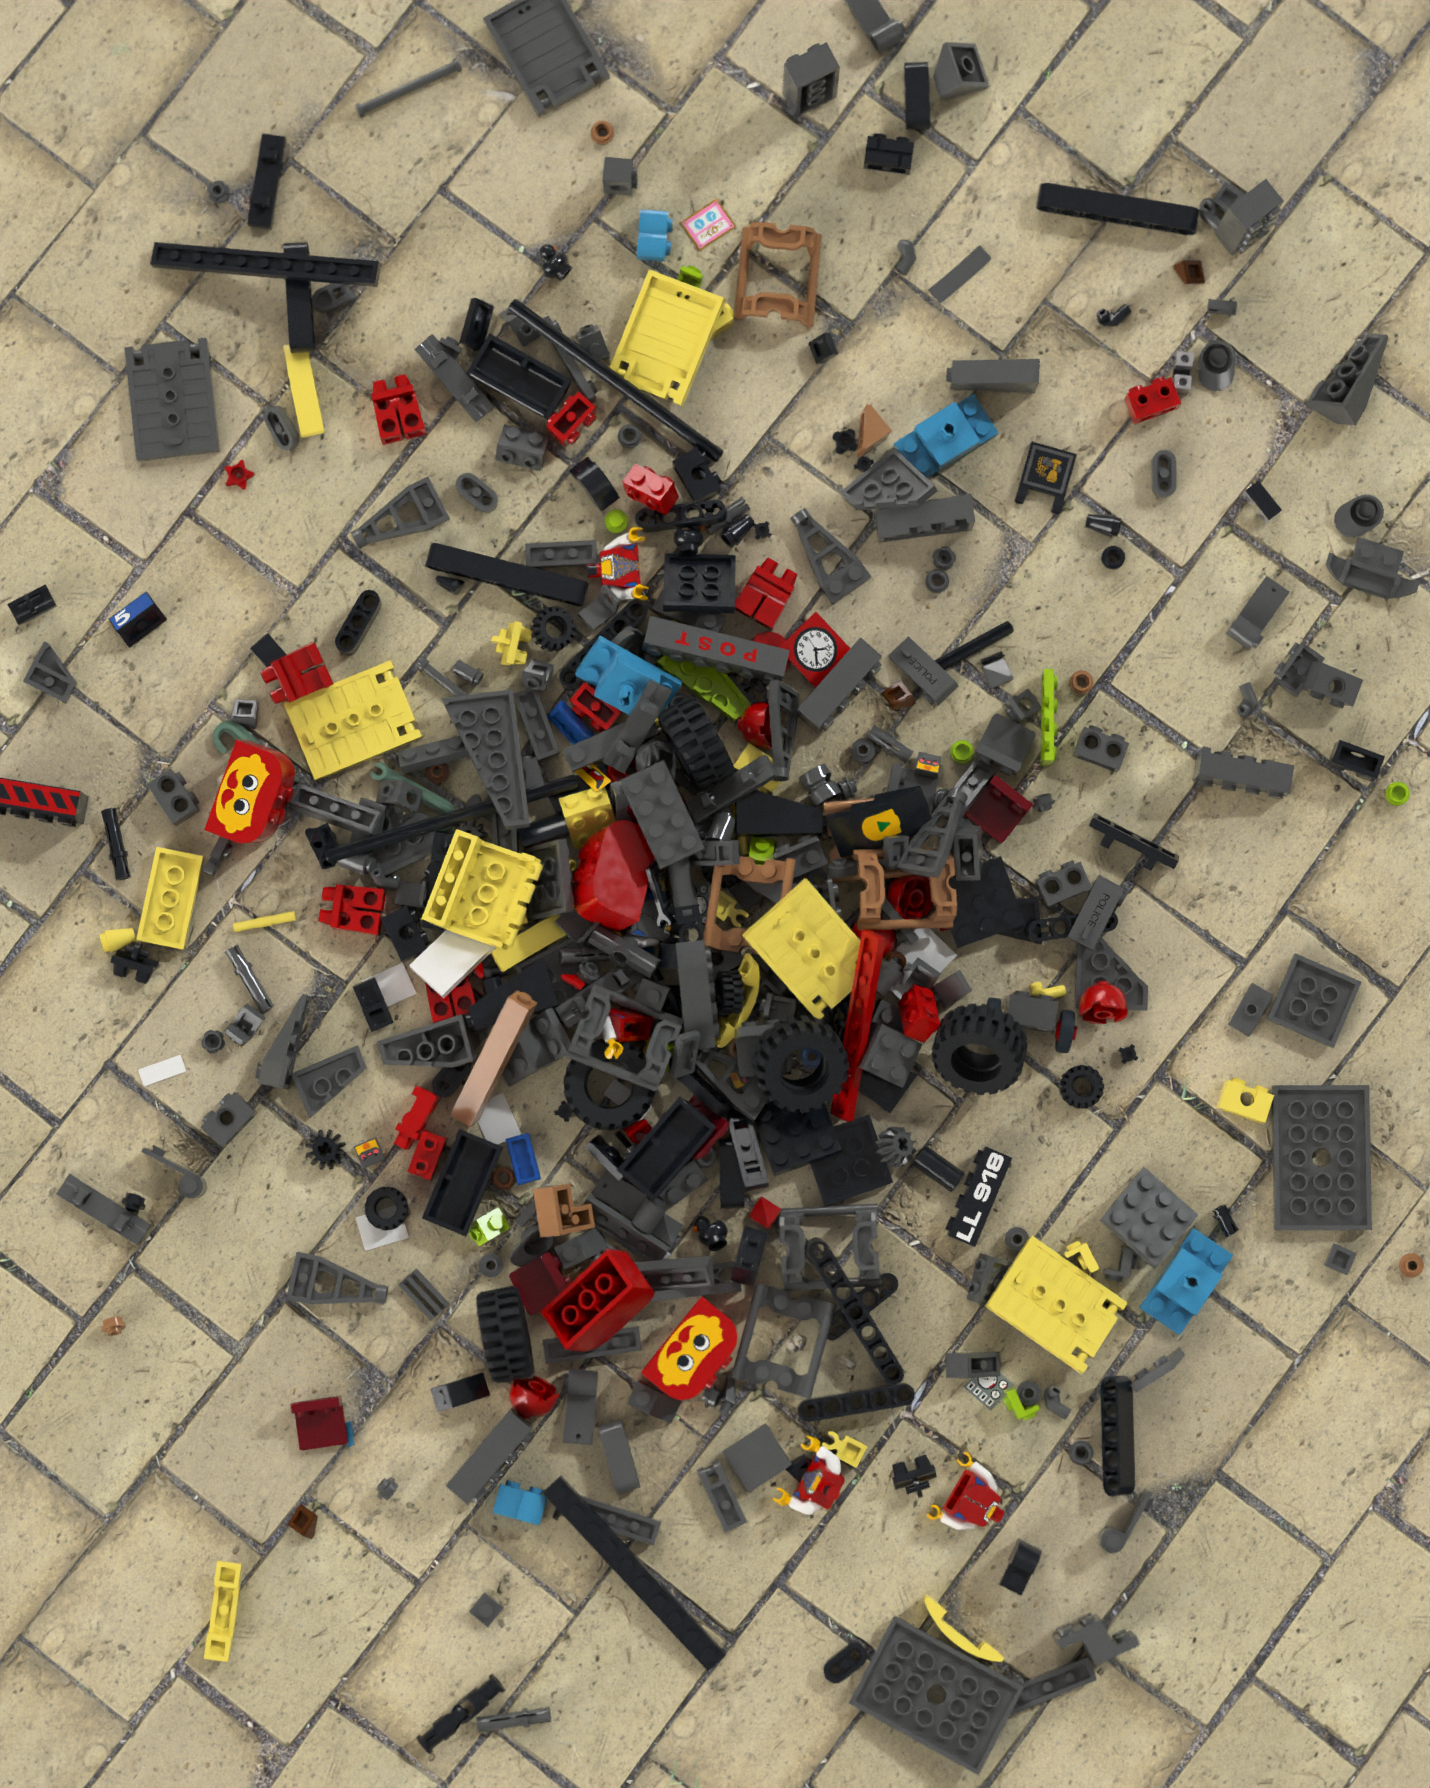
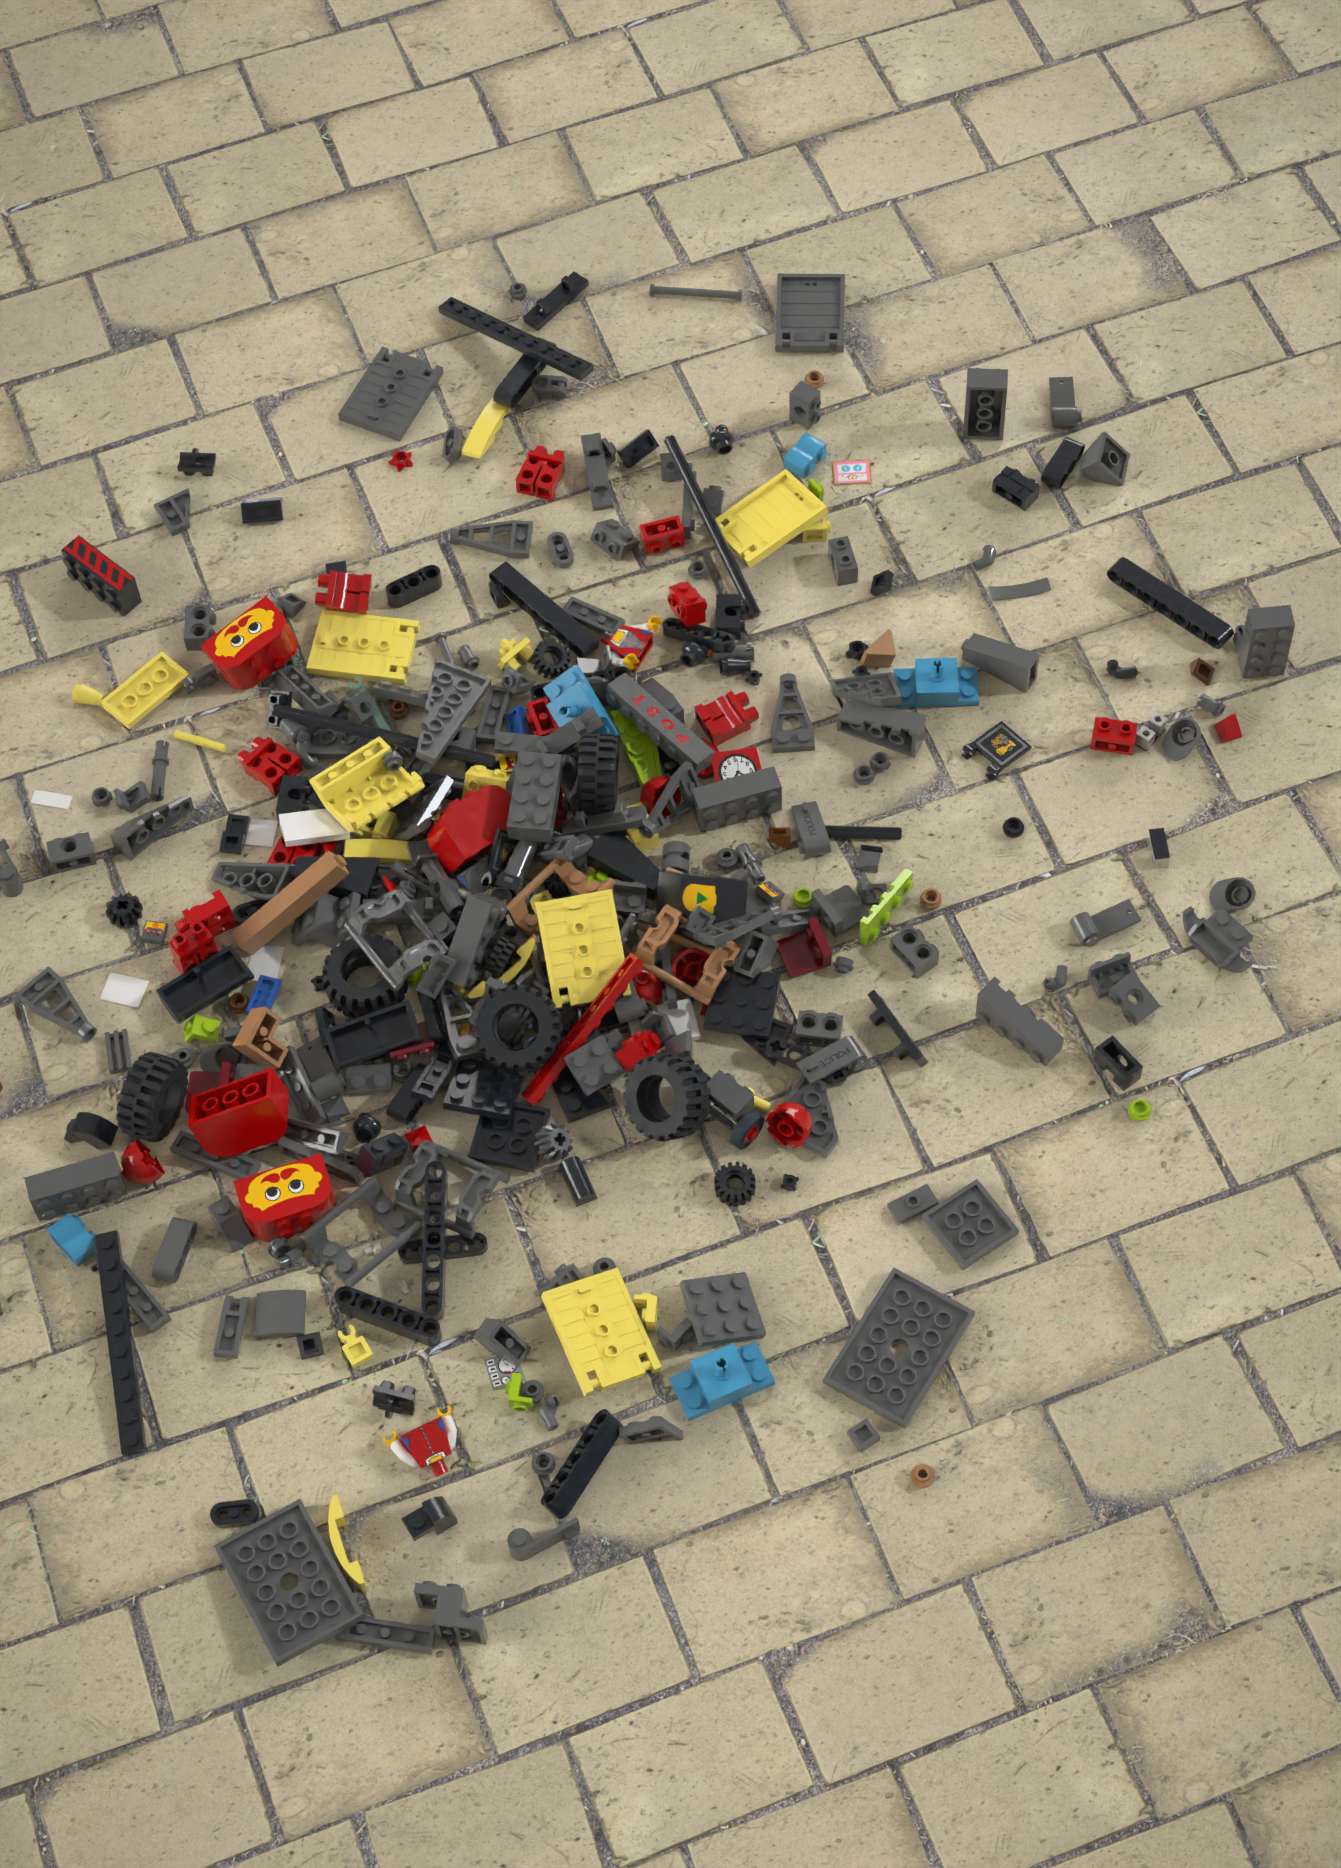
camera: 35 degrees right, 25 degrees down
(117, 851) = (133, 642): black pin -> none
(135, 959) = (80, 712): black hips -> none
(327, 1078) = (163, 864): dark grey wing -> none
(401, 1211) = (137, 985): black tyre -> none
(487, 847) = (392, 761): none -> dark grey plate
(519, 377) = (643, 490): black container -> none
(580, 1406) = (183, 1186): dark grey door -> none
(594, 483) = (649, 584): black brick -> none
(616, 521) = (646, 614): lime plate -> none
(625, 1025) = (400, 933): red torso -> none
(699, 583) = (679, 680): black plate -> none
(769, 344) = (842, 561): none -> dark grey brick
(784, 304) = (871, 537): medium nougat piece -> none
(819, 1484) = (313, 1356): torso -> none
(979, 1196) = (595, 1218): black brick -> none
(1104, 524) = (1021, 801): black cone -> none
(1164, 474) = (1090, 792): dark grey plate -> none
(1225, 1220) = (786, 1350): black pin -> none
(1252, 325) = (1228, 729): none -> red slope
(1256, 1110) = (867, 1278): light yellow brick -> none
(1349, 387) = (1278, 808): dark grey wedge -> none

